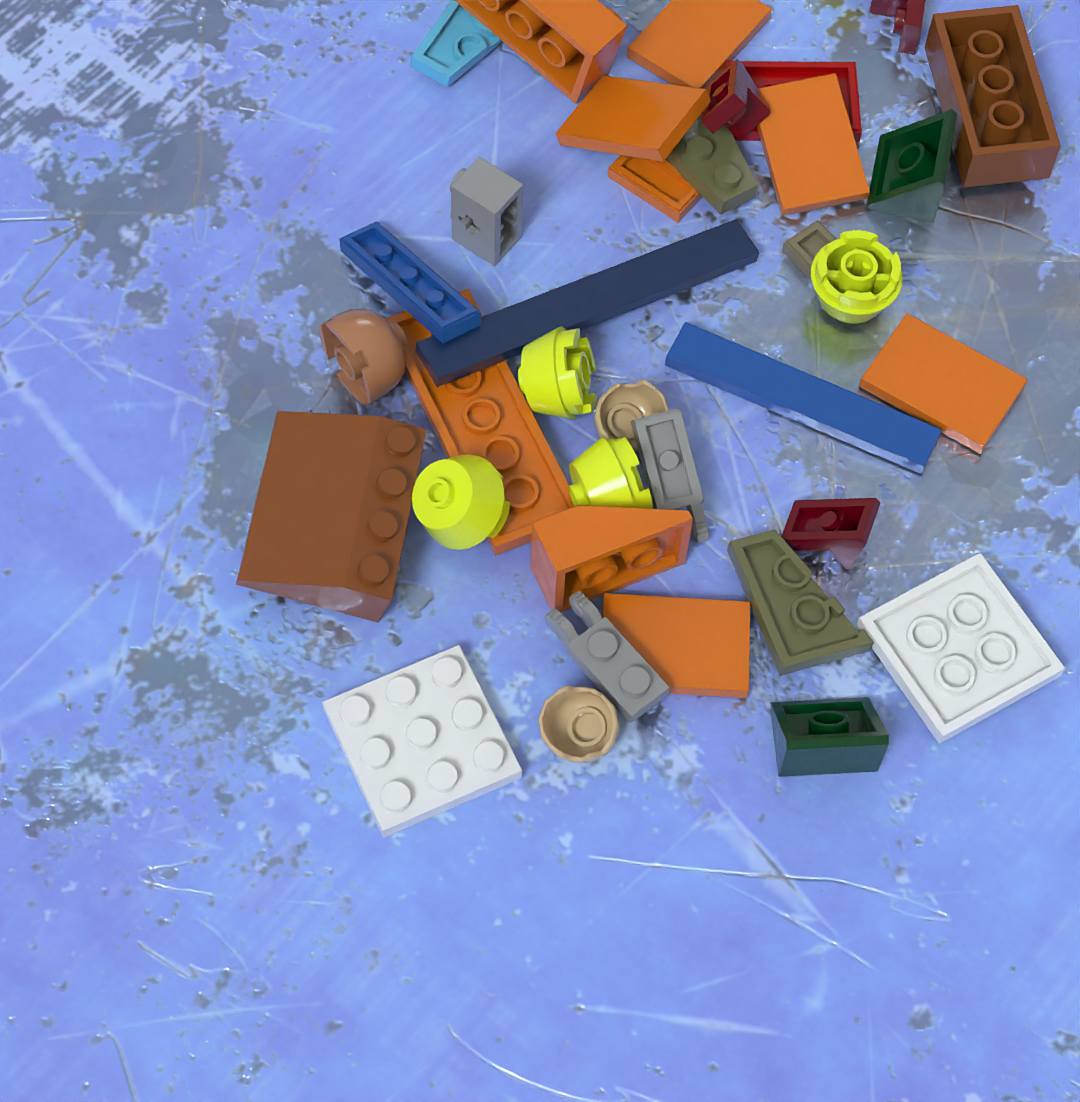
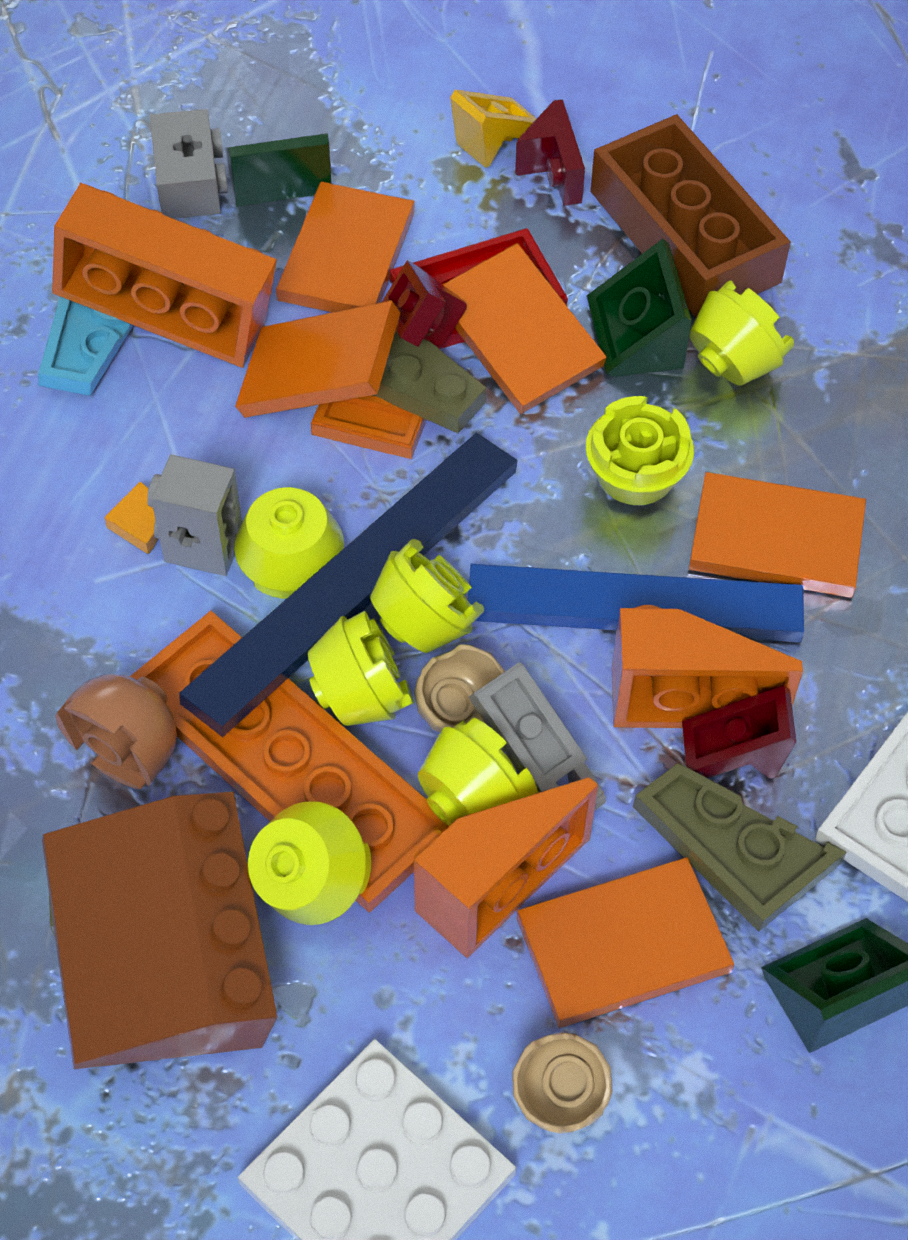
camera: 20 degrees left, 5 degrees down
(410, 282) = (141, 626): blue tile -> none
(437, 198) = (134, 519): none -> light orange tile
(549, 253) = (286, 540): none -> neon yellow cone
(609, 659) = (560, 988): light grey hinge -> none
(632, 335) = (423, 599): none -> neon yellow cone
(806, 244) = (567, 438): dark tan tile -> none
(807, 458) = (684, 666): none -> orange slope
(982, 211) = (738, 335): none -> neon yellow cone

